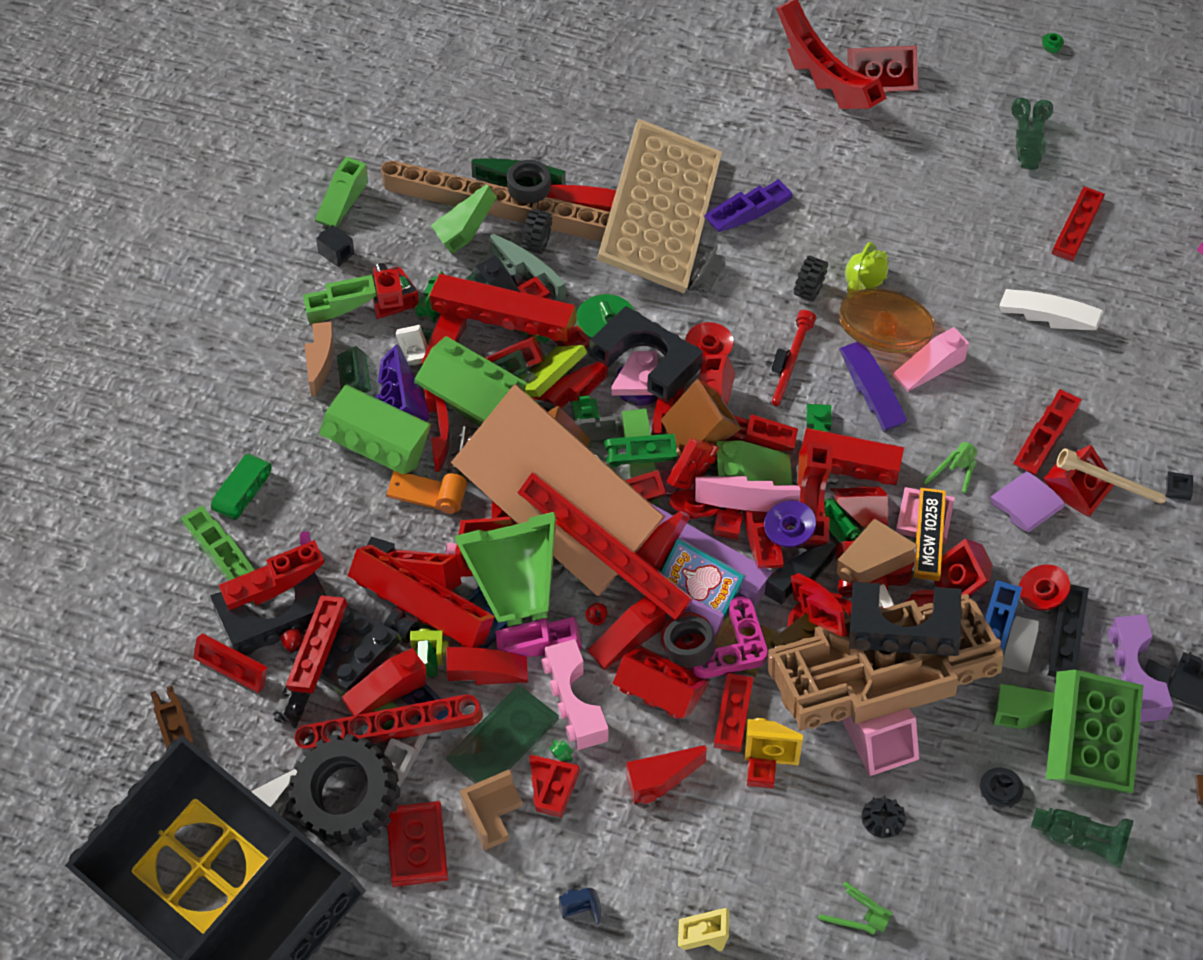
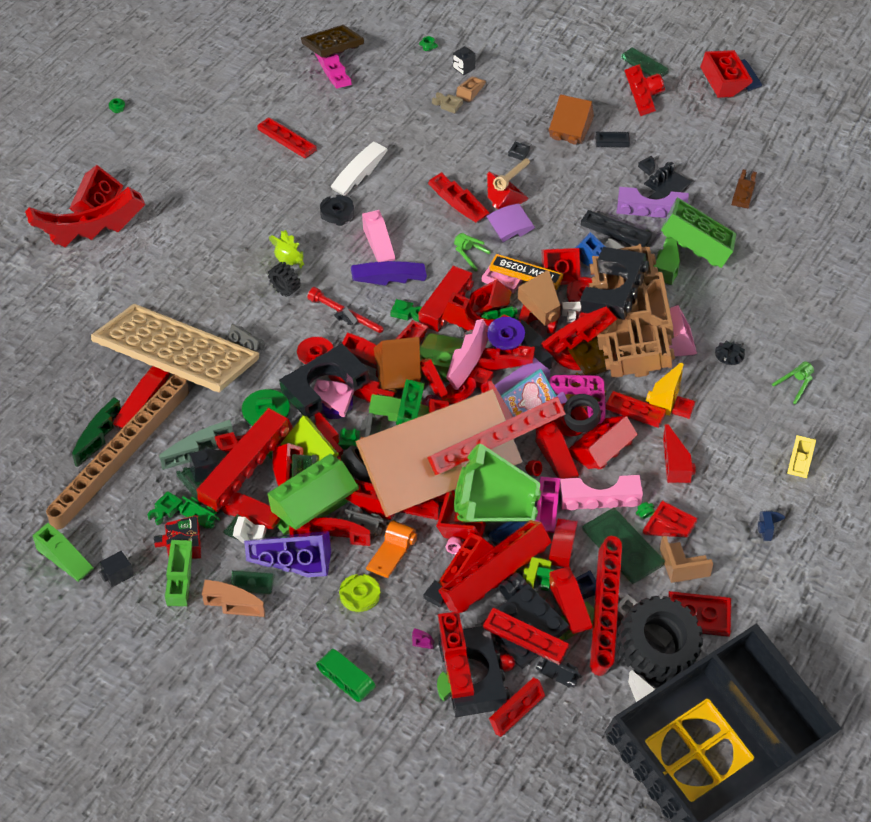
camera: 75 degrees left, 5 degrees down
(170, 717) = (559, 757): reddish brown hinge -> none
(216, 544) = (401, 701): bright green slope -> none
(361, 477) = (359, 592): none -> lime tile
(375, 430) = (329, 567): bright green slope -> none
(388, 288) = (193, 528): red brick -> none
(430, 265) = (165, 506): none -> green plate
(464, 220) = (137, 474): bright green slope -> none
(529, 168) = (116, 407): black tyre -> none
(537, 231) = (167, 427): black tyre -> none
(748, 207) = (194, 301): dark purple slope -> none
(886, 320) = (338, 249): clear orange dish -> none
(966, 317) = (340, 216): none -> black plate
(1005, 778) = (727, 288): black gear -> none
(1030, 144) = (199, 138): clear green piece -> none
(1041, 579) = (579, 223): red dish -> none
(1071, 830) = (759, 266): clear green piece -> none

